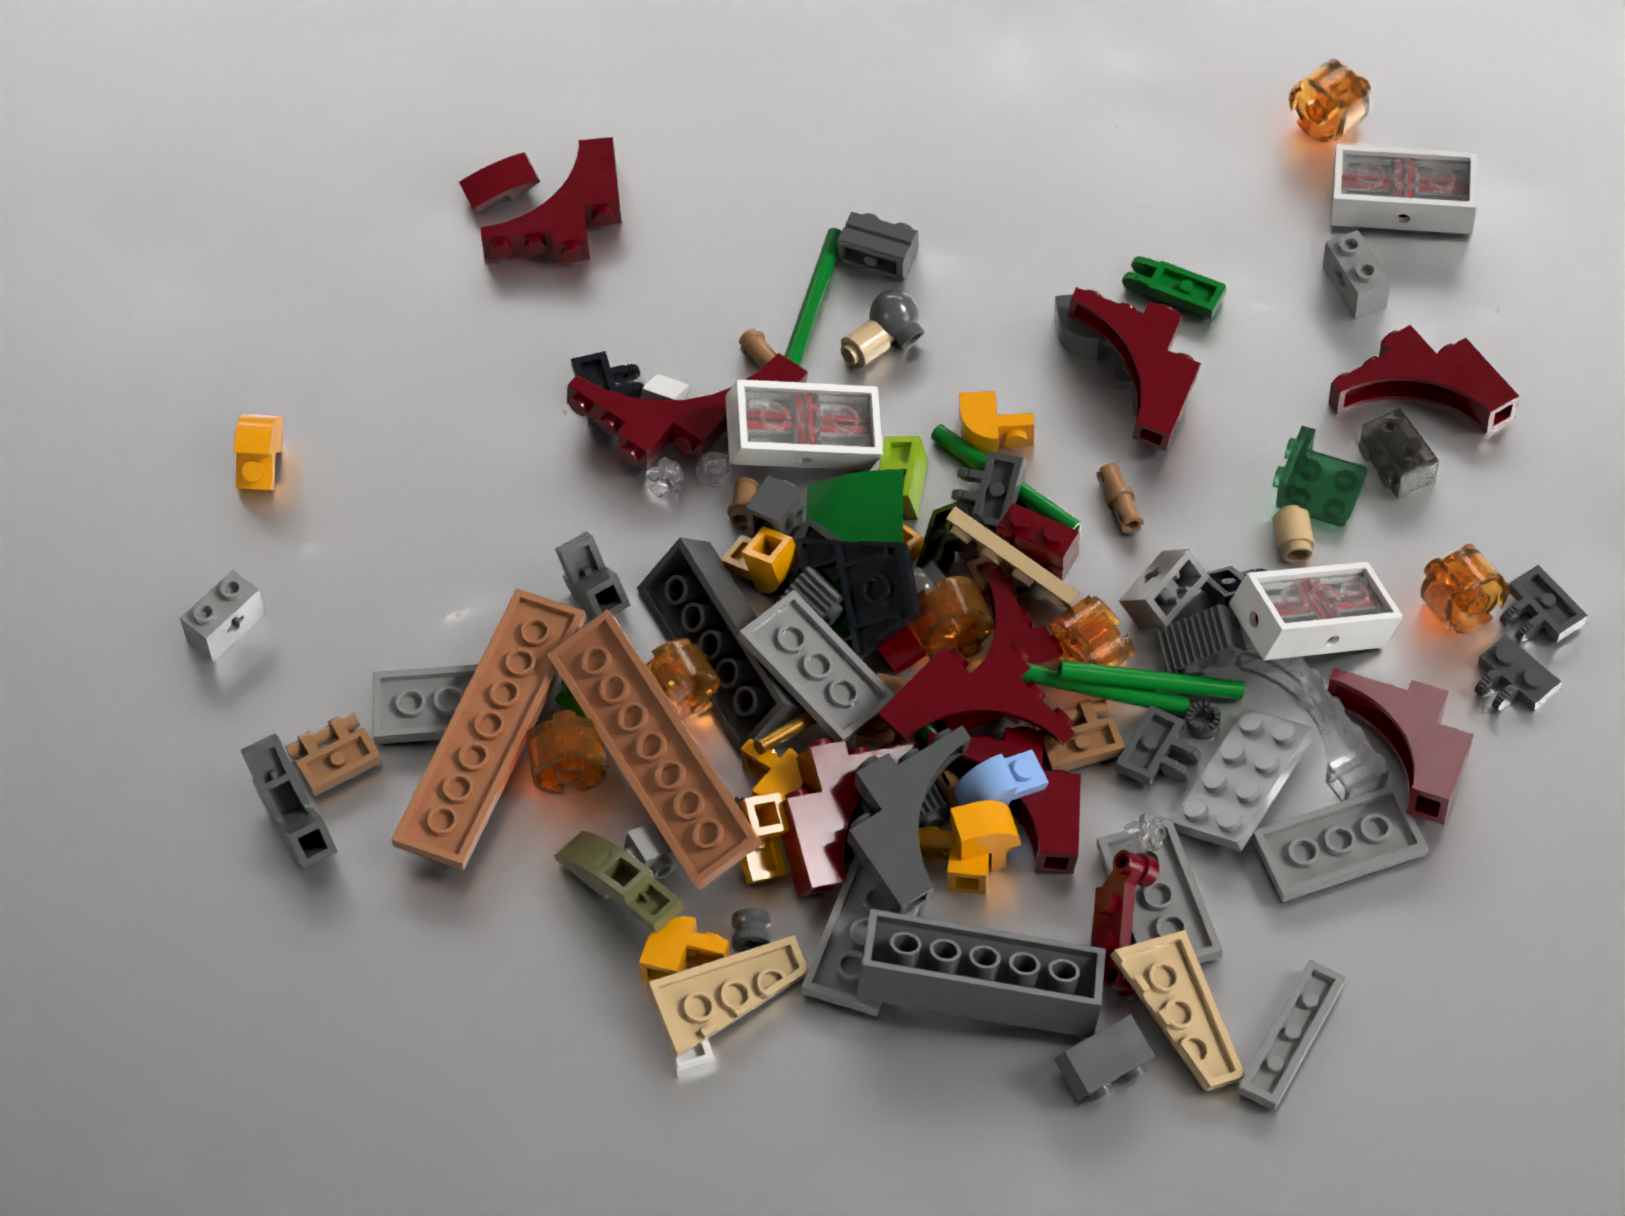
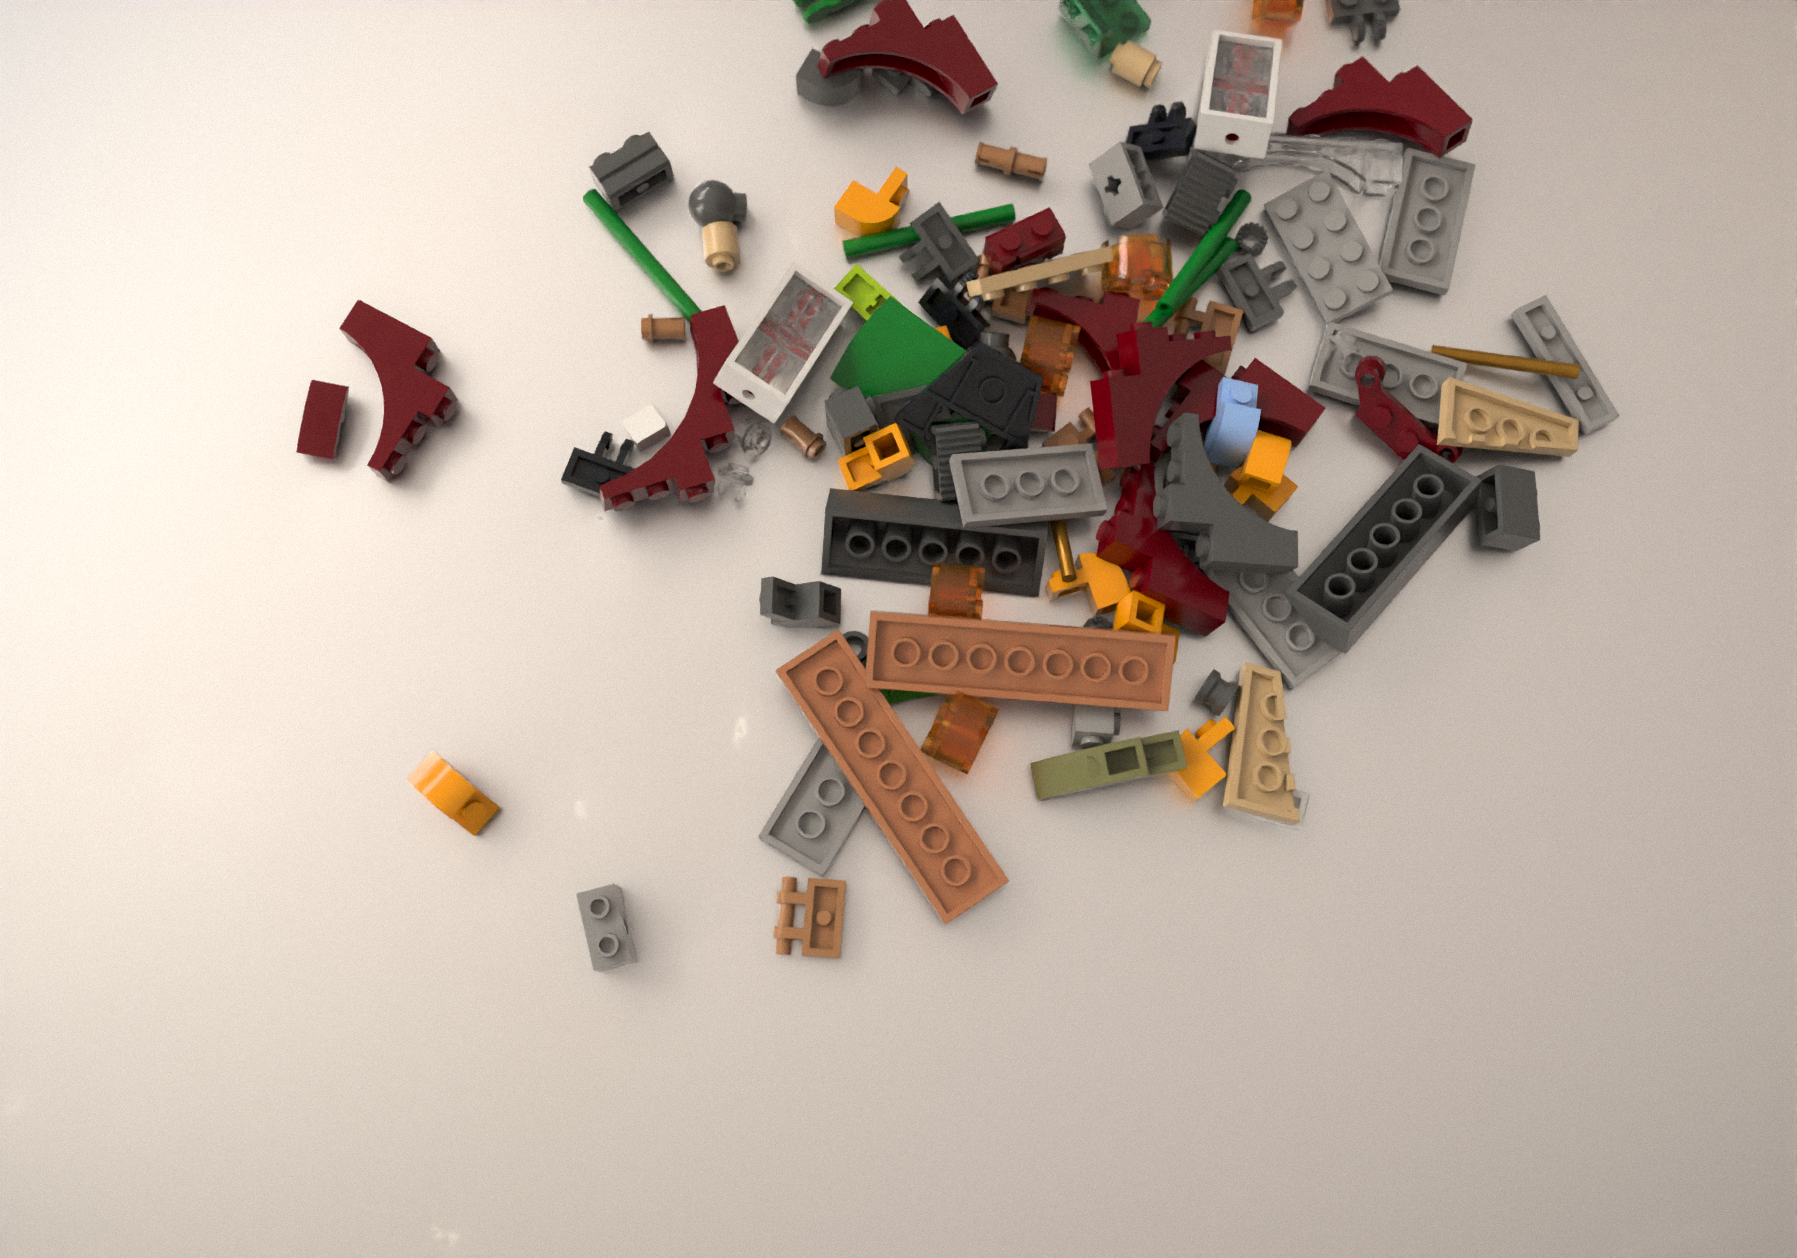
camera: 60 degrees left, 20 degrees up
(286, 802) = (849, 987): dark grey arch -> none
(1251, 982) = (1509, 362): none -> pearl gold bar

